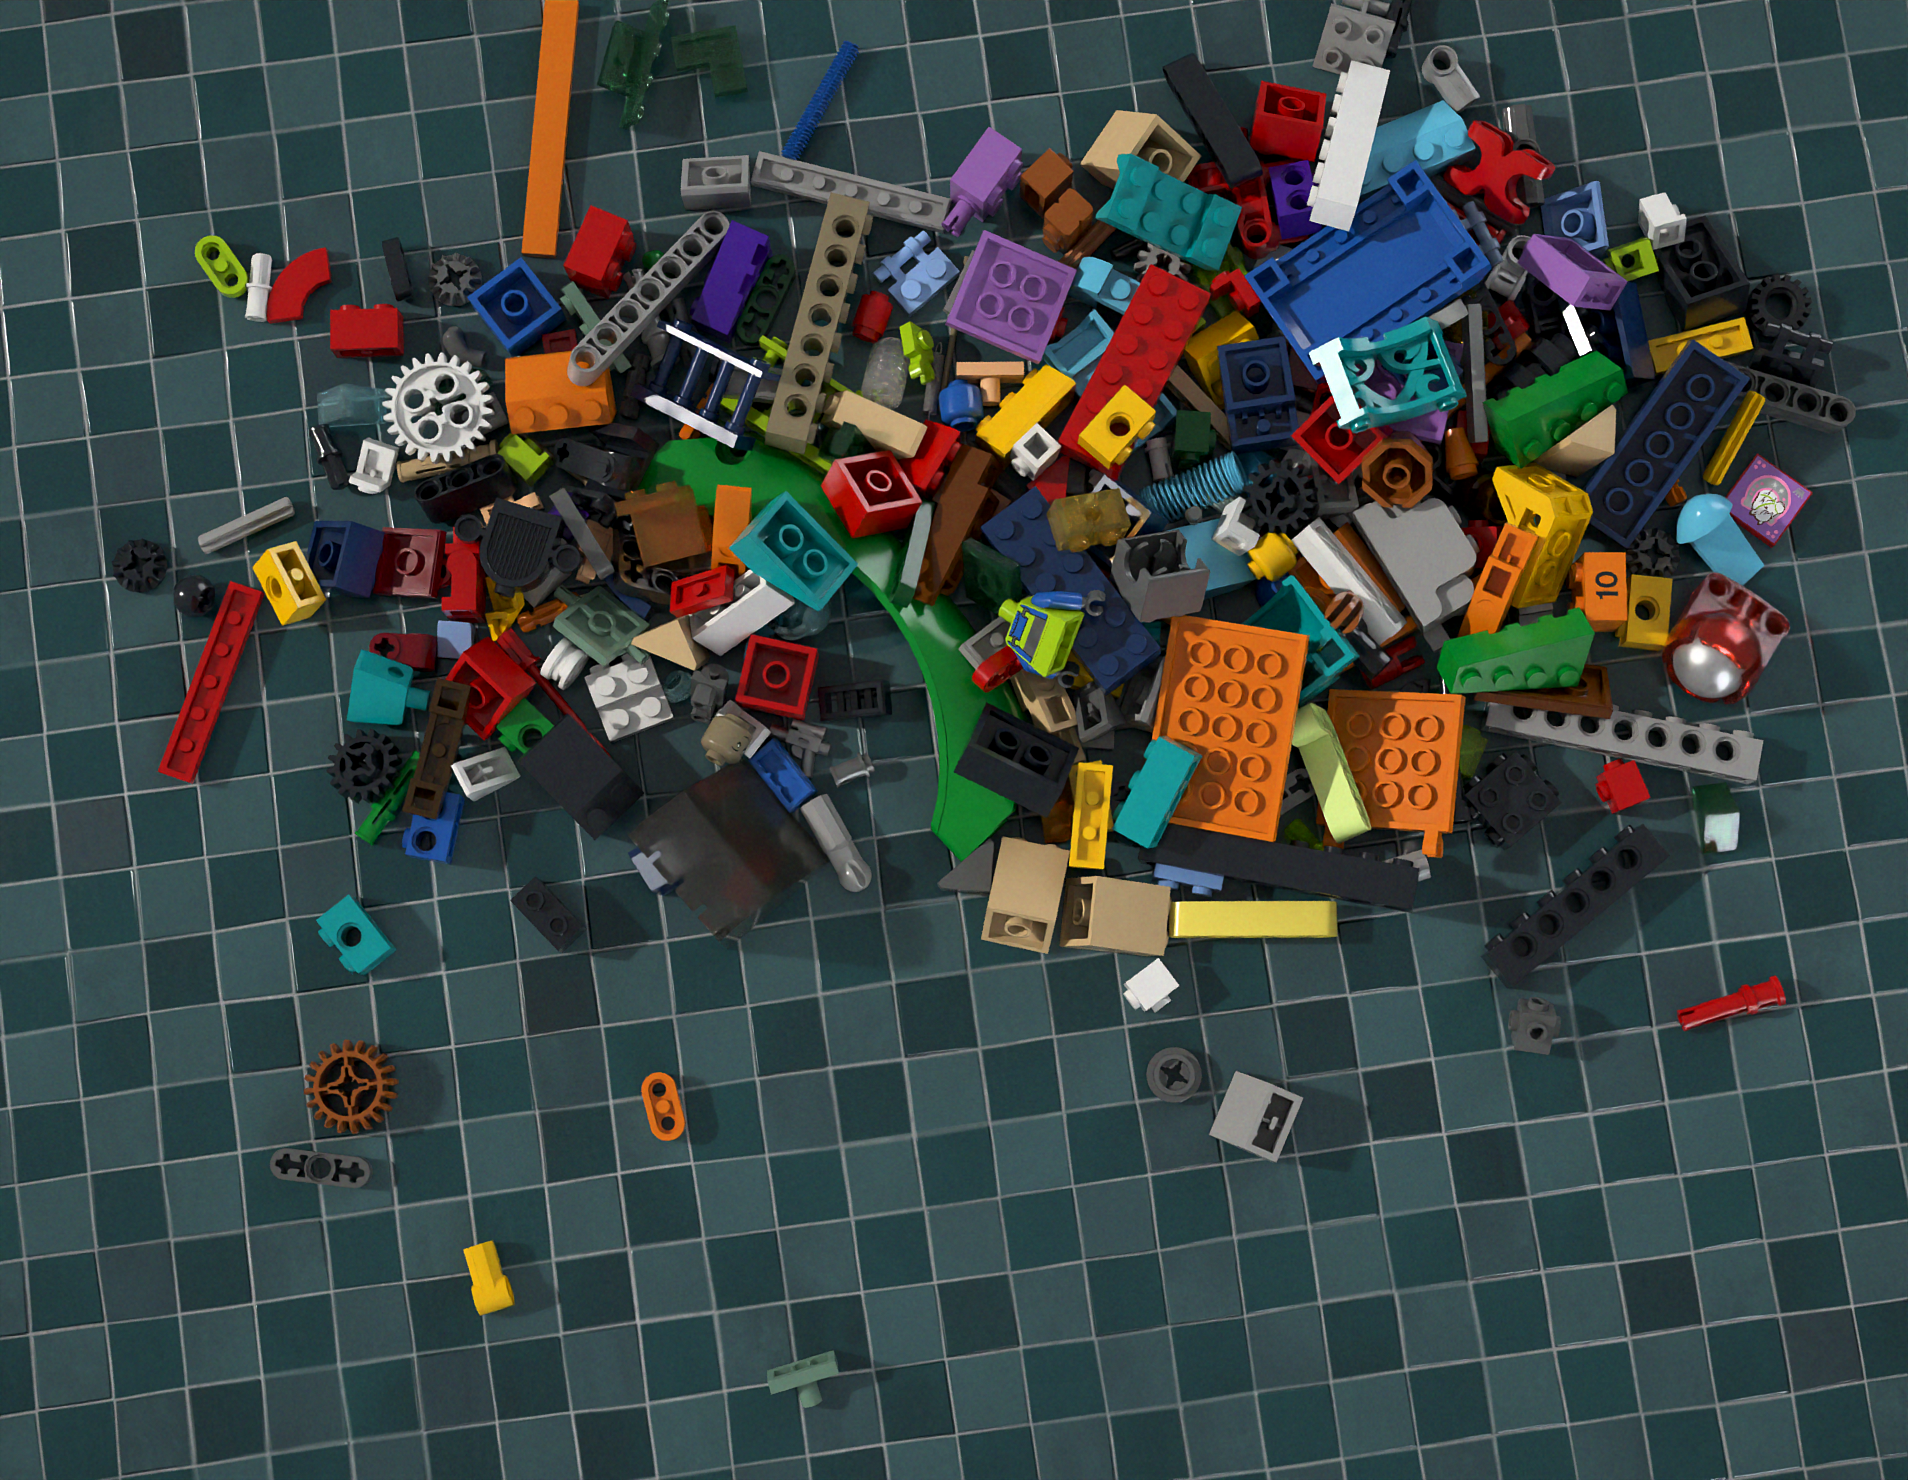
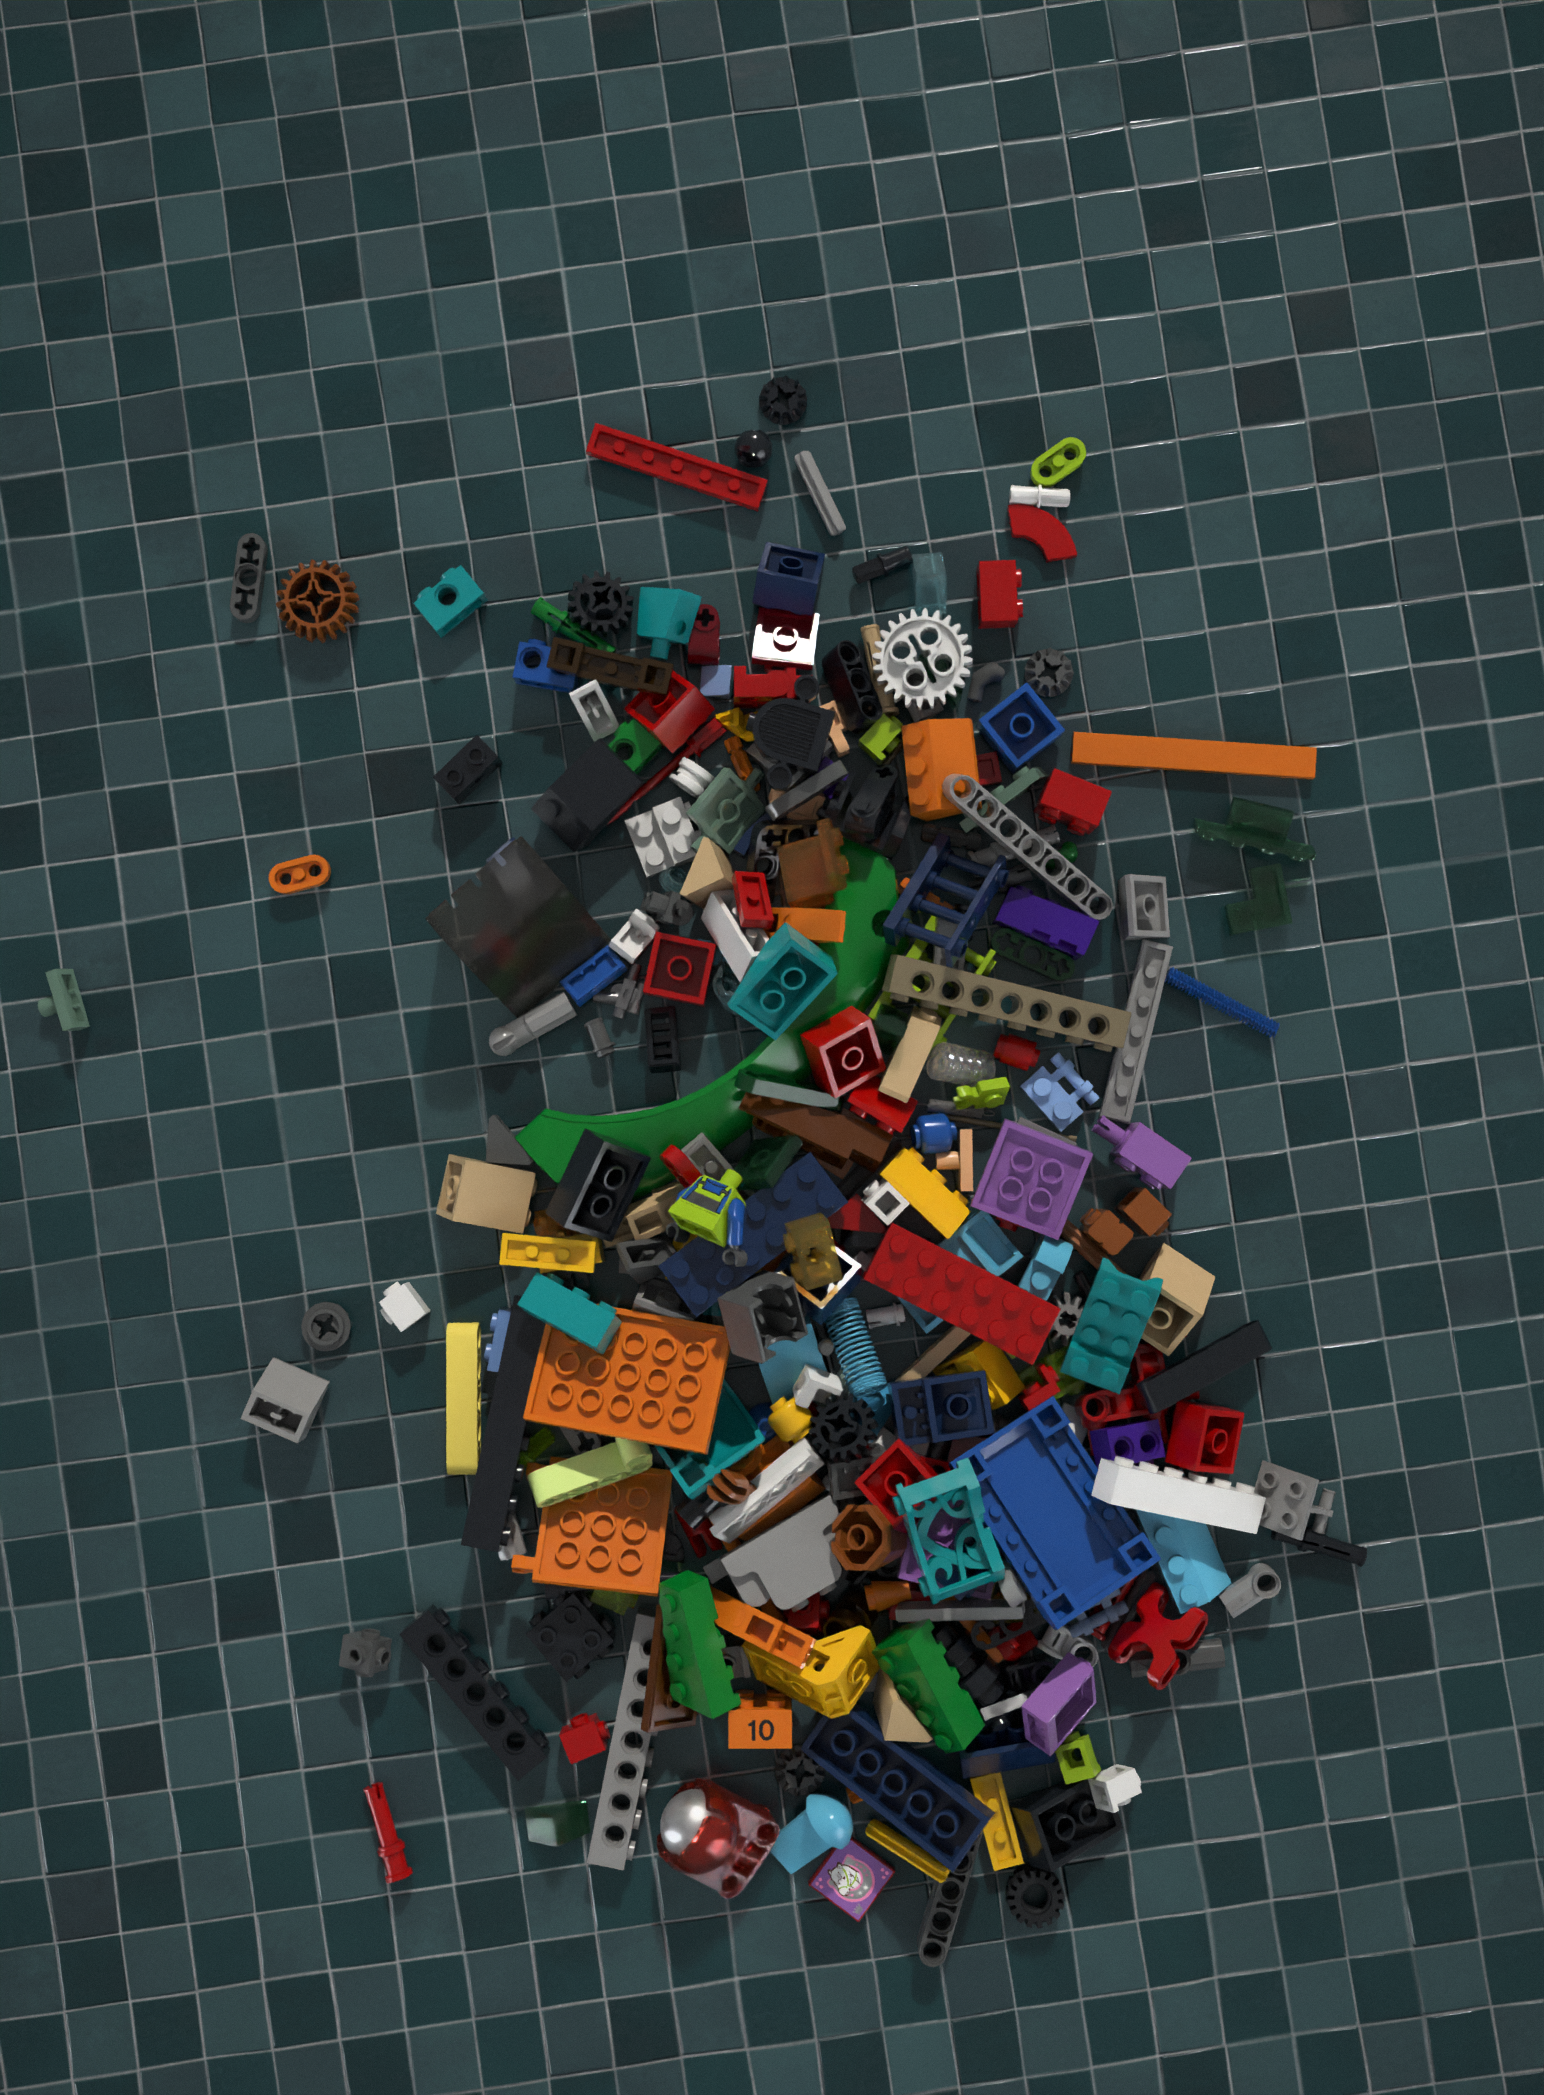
camera: 90 degrees right, 5 degrees up
(289, 583) = (764, 531): yellow brick -> none
(375, 466) = (872, 604): white bracket -> none
(398, 269) = (1056, 620): black beam -> none
(490, 1287) = (143, 726): yellow piece -> none
(726, 739) = (621, 924): dark tan head -> none
(1115, 916) = (464, 1274): tan slope -> none
(1123, 408) = (919, 1283): yellow brick -> none
(1191, 439) = (900, 1345): dark green brick -> none
(1578, 216) = (1117, 1708): medium blue slope -> none
(1656, 597) = (756, 1775): yellow brick -> none
(1786, 363) = (977, 1905): black plate -> none

